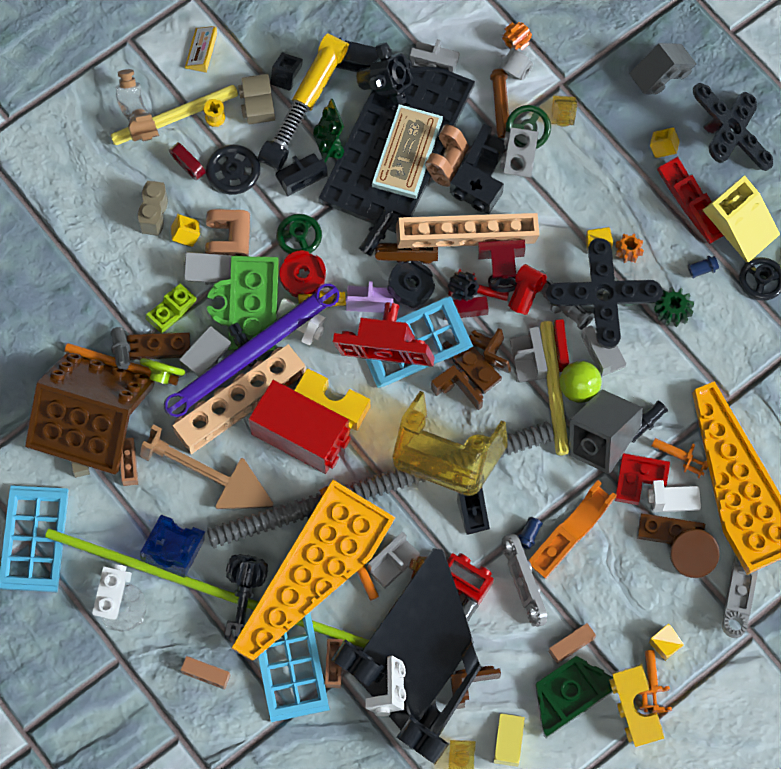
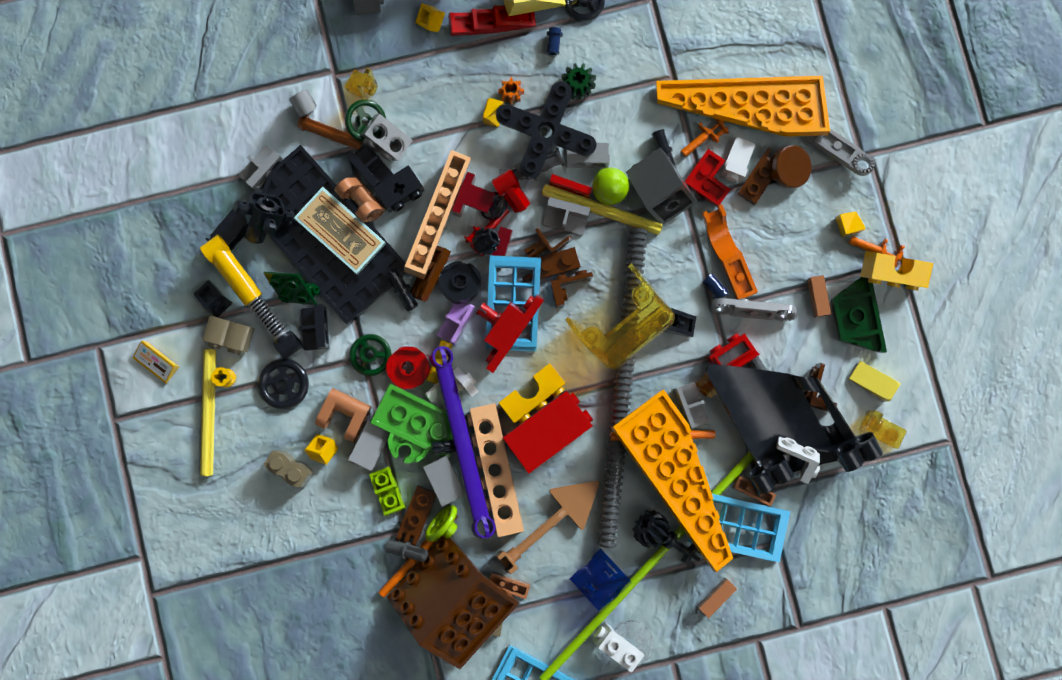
camera: 65 degrees left, 15 degrees up
(131, 104) = (181, 445): piece -> none
(187, 161) = (258, 420): dark red beam -> none
(517, 36) = (275, 90): orange gear -> none

